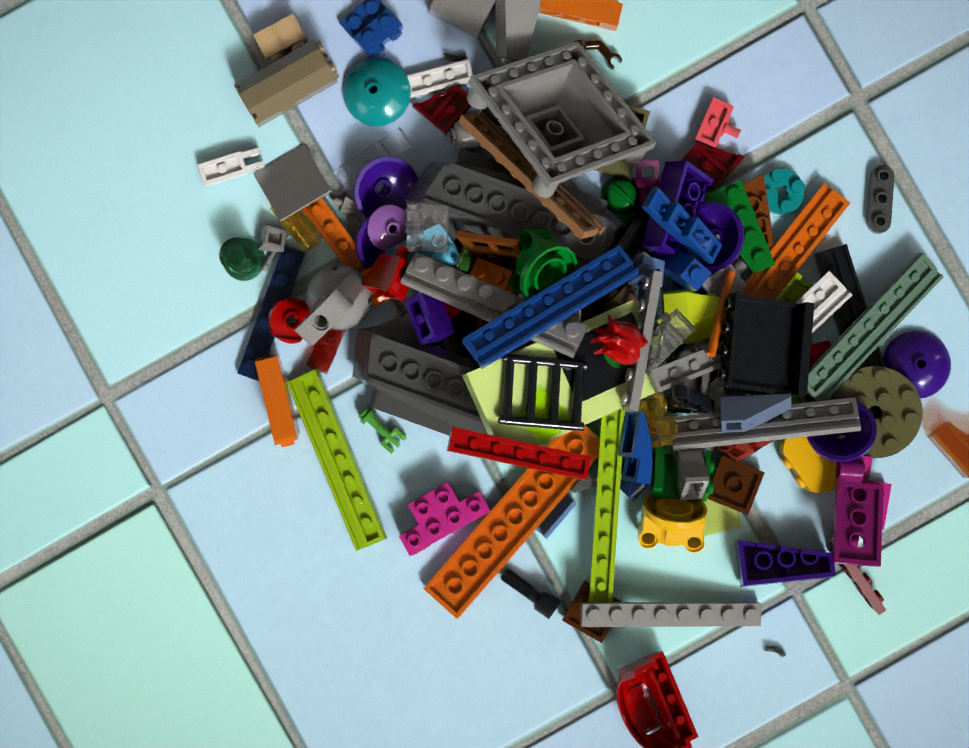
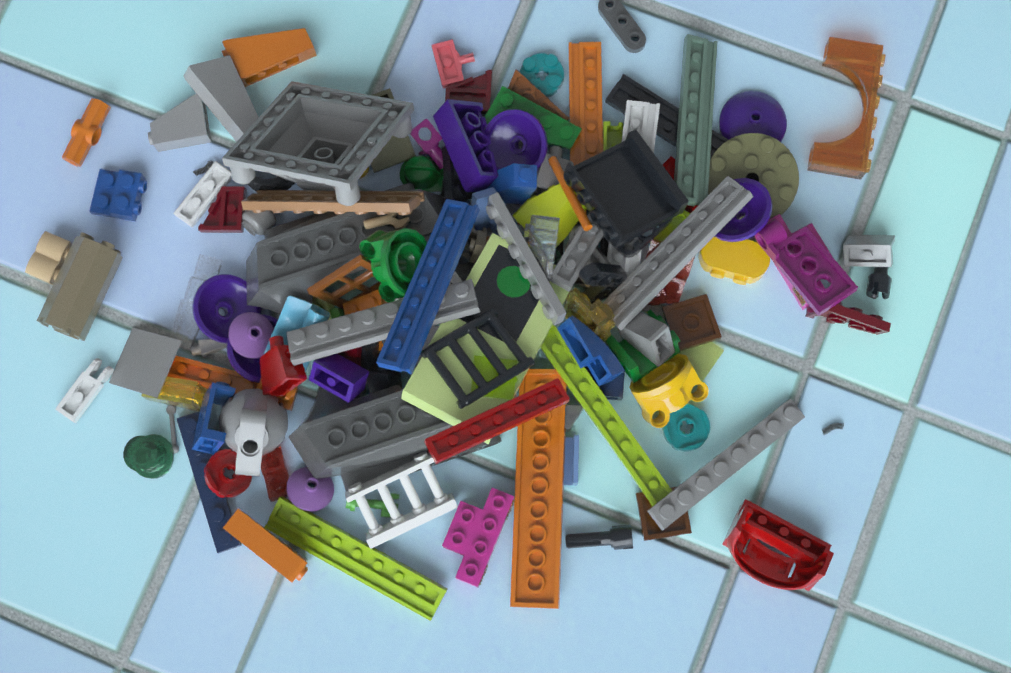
camera: 35 degrees left, 10 degrees down
(272, 239) = (162, 421): light grey slope -> none
(291, 278) = (207, 439): none -> blue panel
(333, 381) = (306, 497): none -> medium lavender dish
(389, 100) = (174, 245): teal dish -> none
(390, 461) = (401, 523): none -> white fence
(427, 227) = (281, 305): clear hinge -> none
(552, 220) = (385, 220): none -> tan bar
(603, 49) = (318, 75): dark brown arm -> none
(620, 341) = (507, 270): red hair -> none
(669, 573) = (698, 434): none -> teal plate
(680, 225) = (485, 149): blue slope -> none
(747, 412) = (655, 250): sand blue slope -> none
(774, 564) = (772, 360): dark purple wedge -> none
(906, 569) = (879, 282): none -> black piece
(918, 540) = (868, 250): none -> light grey panel

